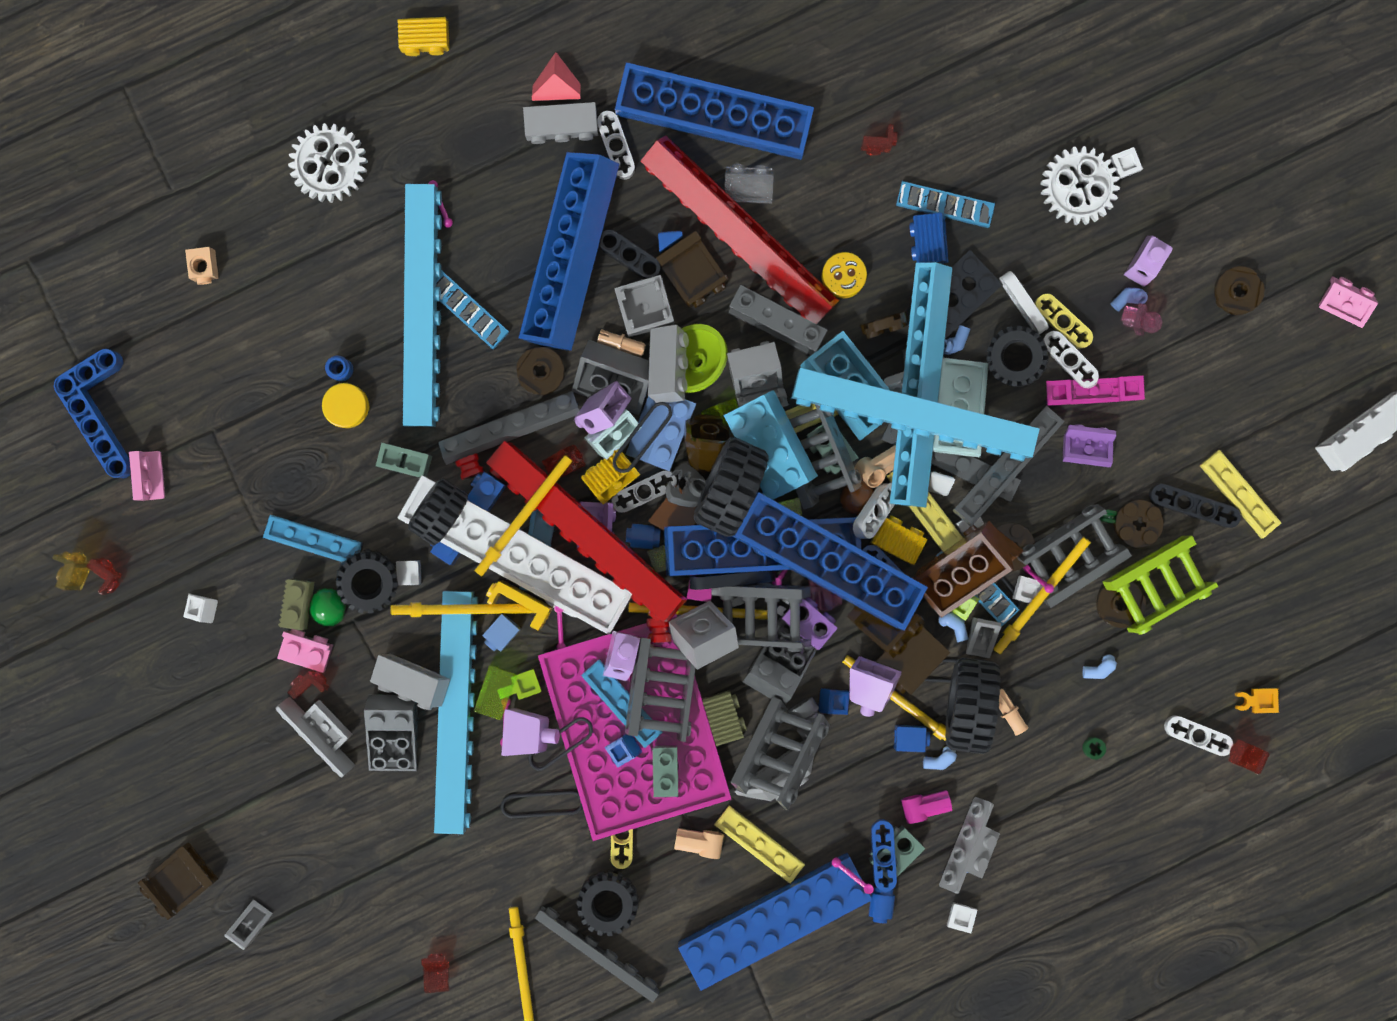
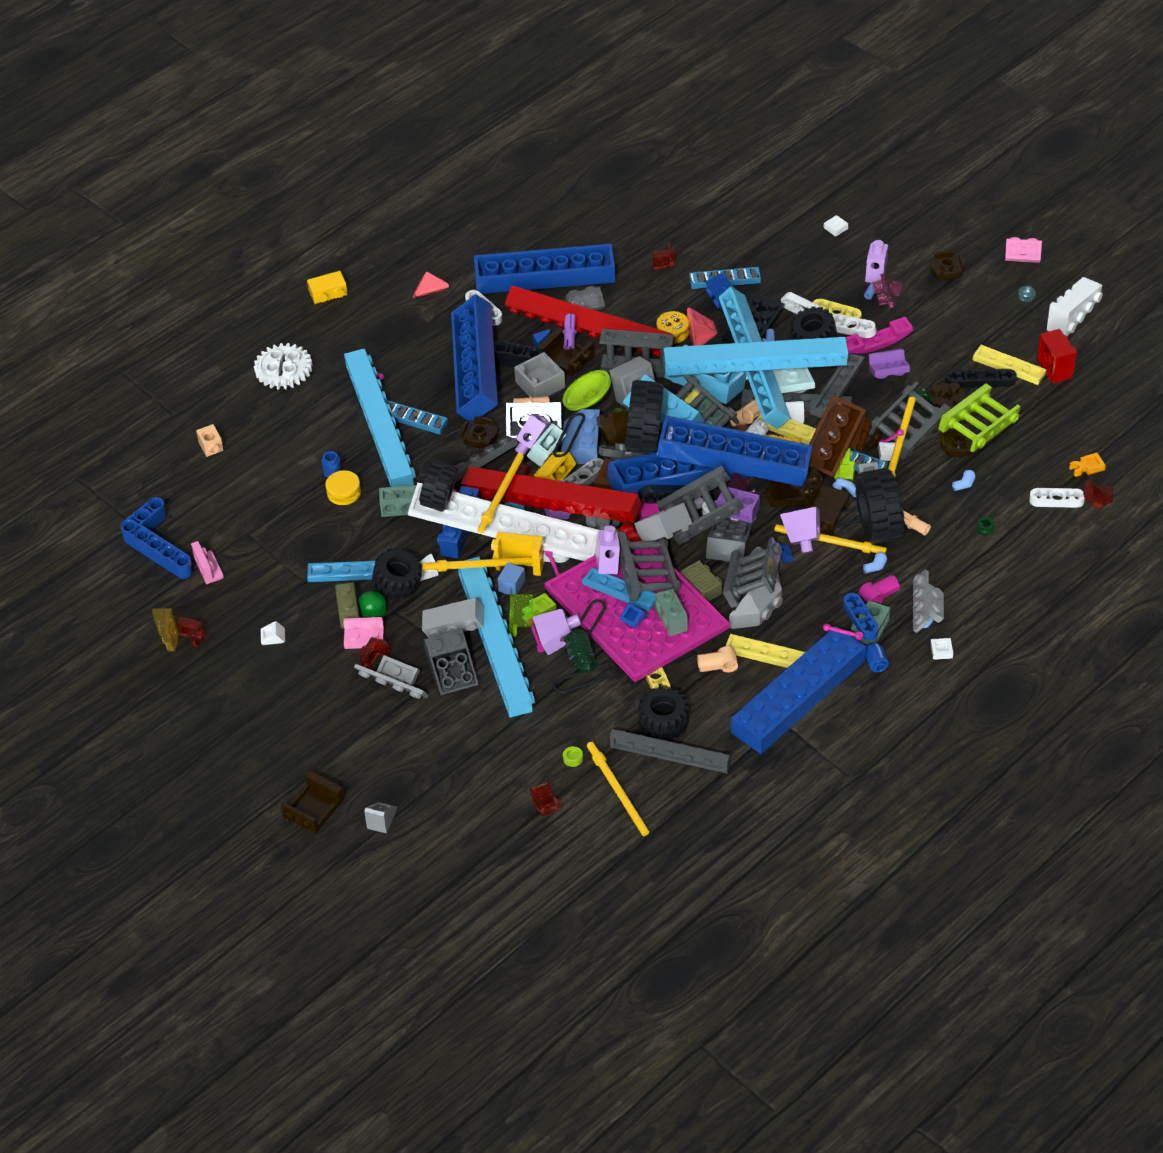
camera: 10 degrees left, 40 degrees down
(489, 915) = (572, 756): none -> lime tile
(542, 782) = (580, 651): none -> clear green piece
(560, 122) = (438, 303): light grey brick -> none
(667, 364) = (570, 393): light grey brick -> none
(707, 244) = (569, 332): none -> medium lavender axle
(878, 292) = (700, 327): none -> coral slope
(893, 322) = (714, 334): dark brown plate -> none
(911, 738) = (847, 554): blue brick -> none
(1100, 177) = (811, 243): white gear -> none
(1302, 517) = (1056, 355): none -> red brick
(1317, 380) = (1026, 297): none -> clear light blue plate

